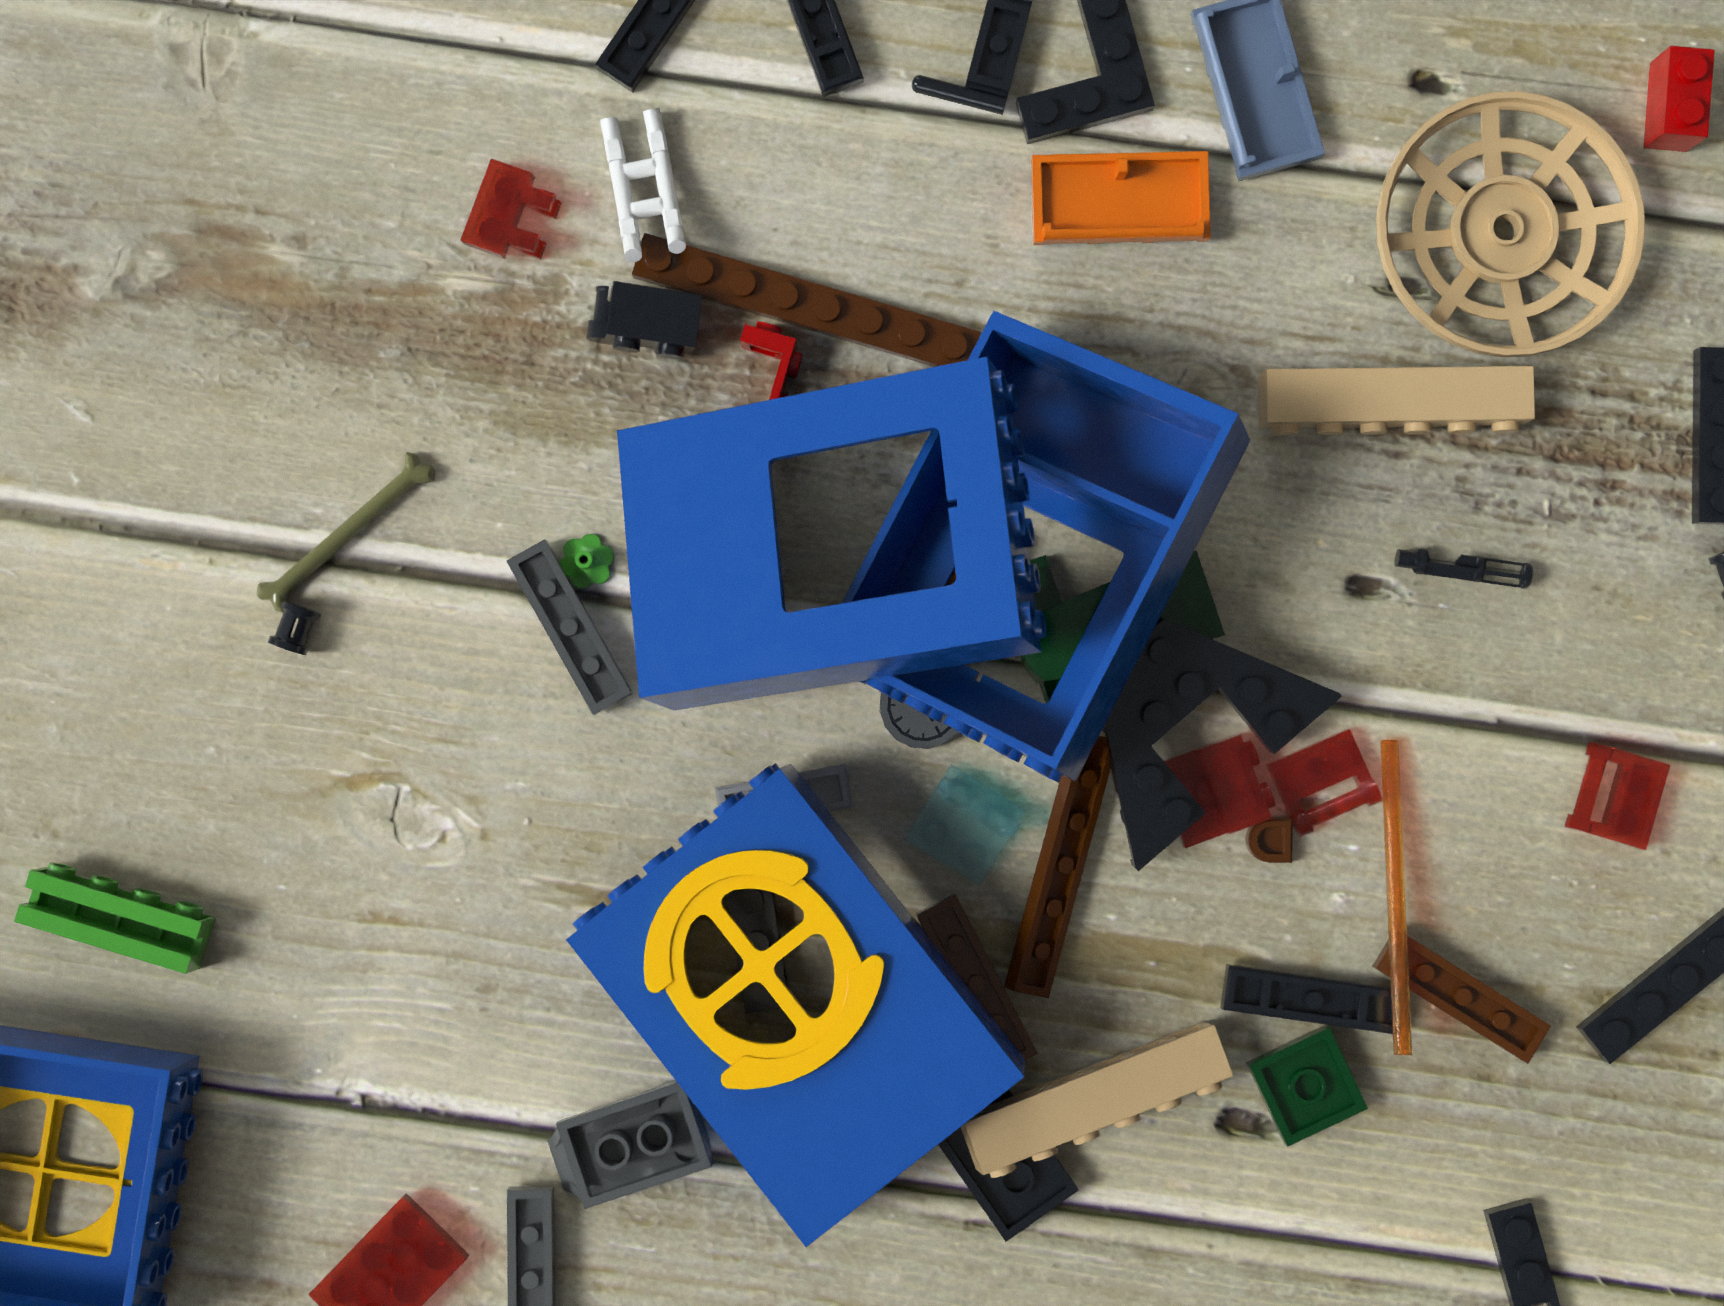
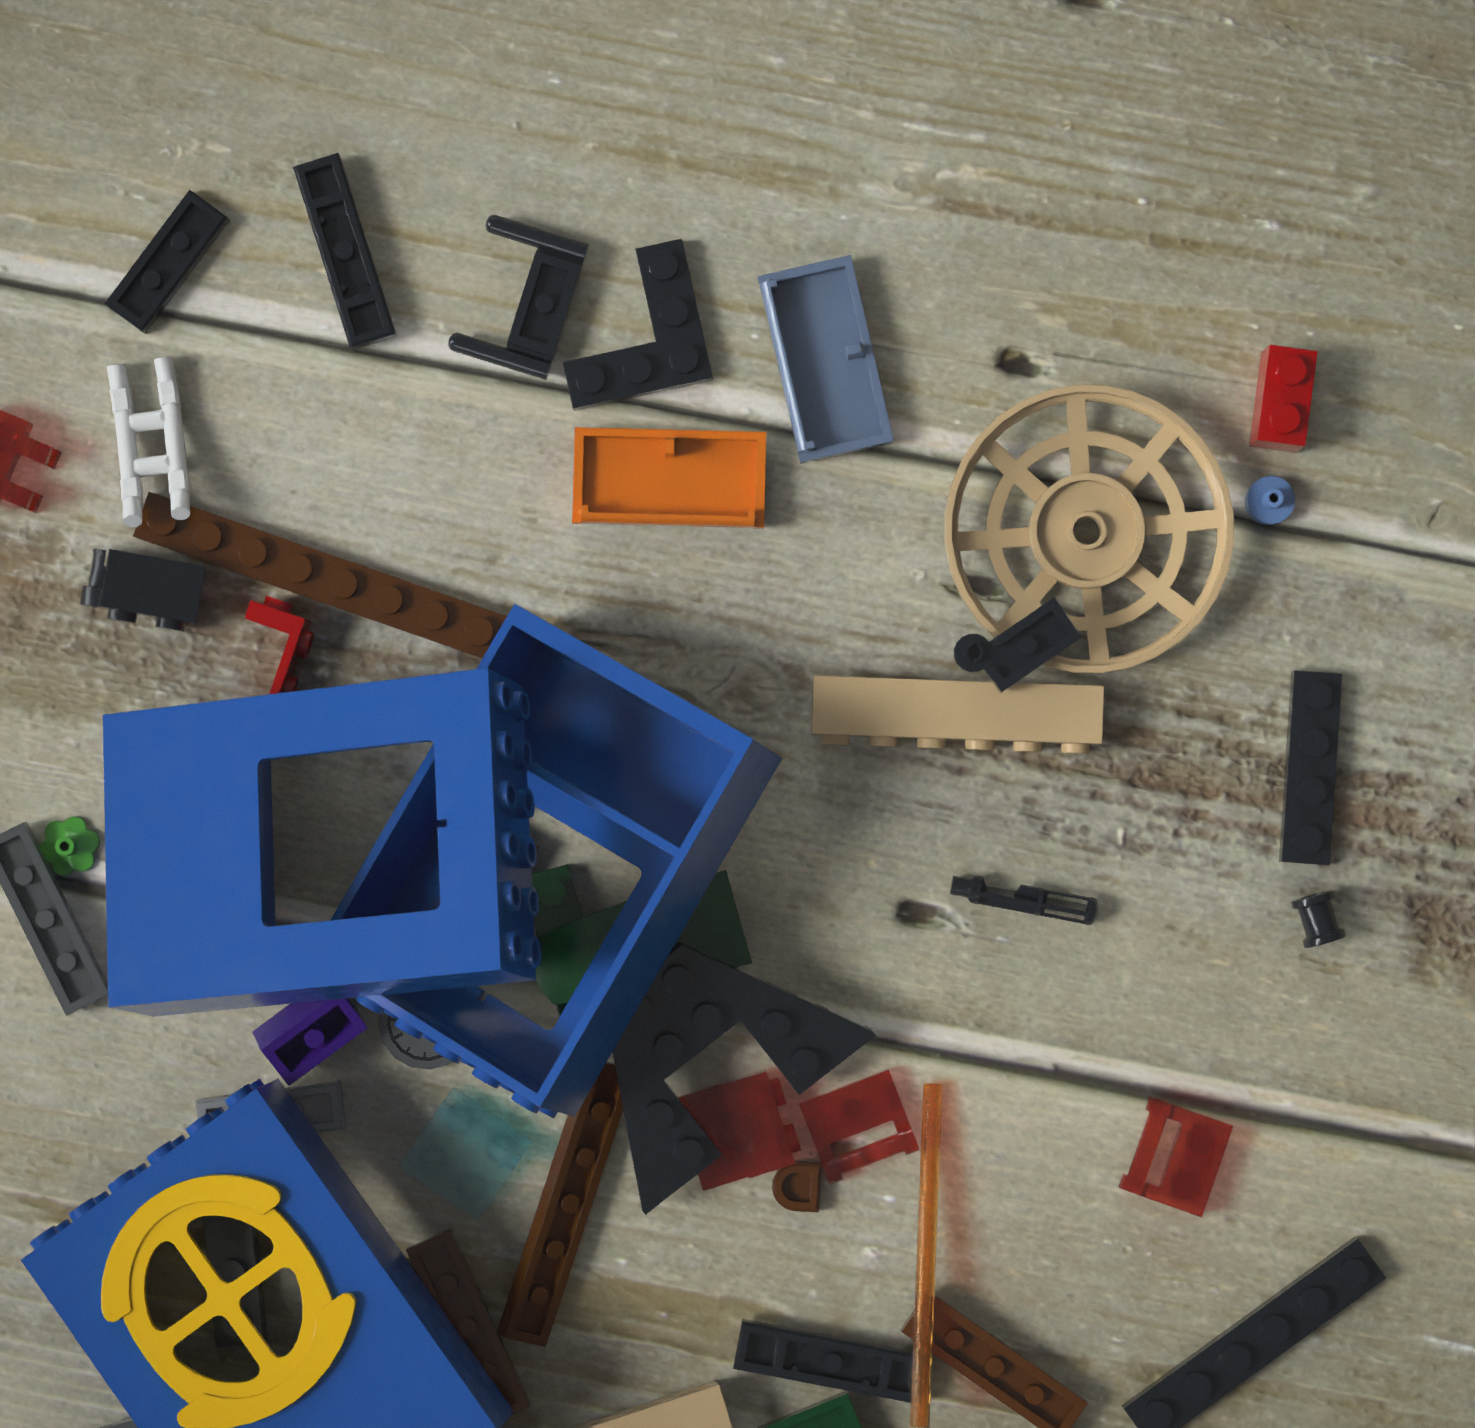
camera: 10 degrees right, 0 degrees up
(818, 720) = (307, 1035): none -> dark purple brick
(1458, 332) = (1018, 648): none -> black hinge
(1667, 195) = (1259, 505): none -> medium blue tile

